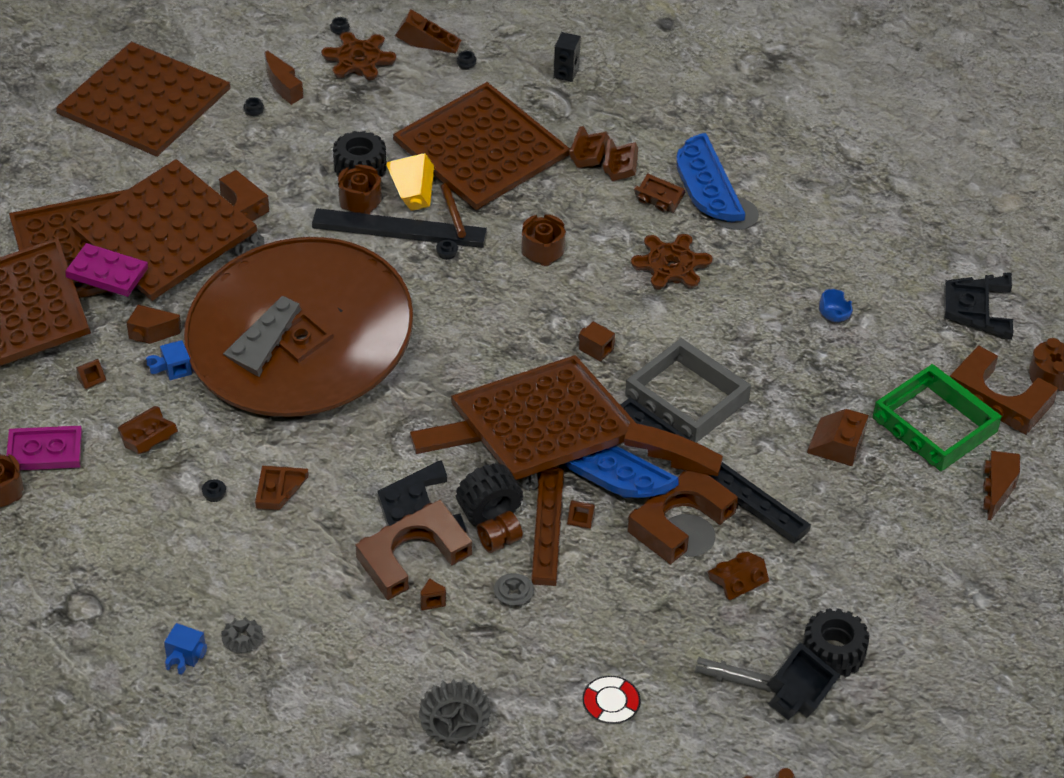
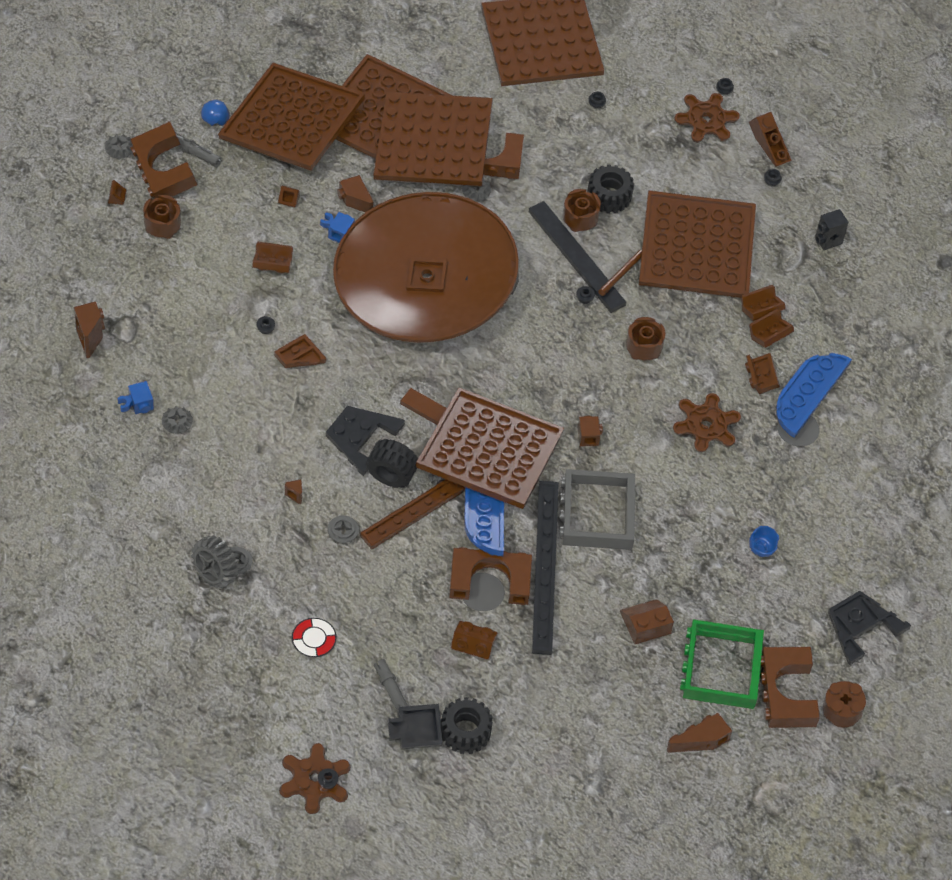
camera: 45 degrees right, 10 degrees up
(46, 447) = (211, 219): magenta plate -> none
(54, 627) = (89, 326): none -> reddish brown slope
(106, 269) = (363, 138): magenta plate -> none
(260, 339) = (395, 257): dark grey wing -> none
(283, 78) = (638, 94): reddish brown slope -> none
(413, 180) = (619, 232): yellow slope -> none
(430, 524) = (300, 439): reddish brown arch -> none
(503, 530) = (376, 490): reddish brown wheel -> none
(581, 514) = (436, 523): reddish brown slope -> none
(668, 446) = (527, 533): reddish brown slope -> none

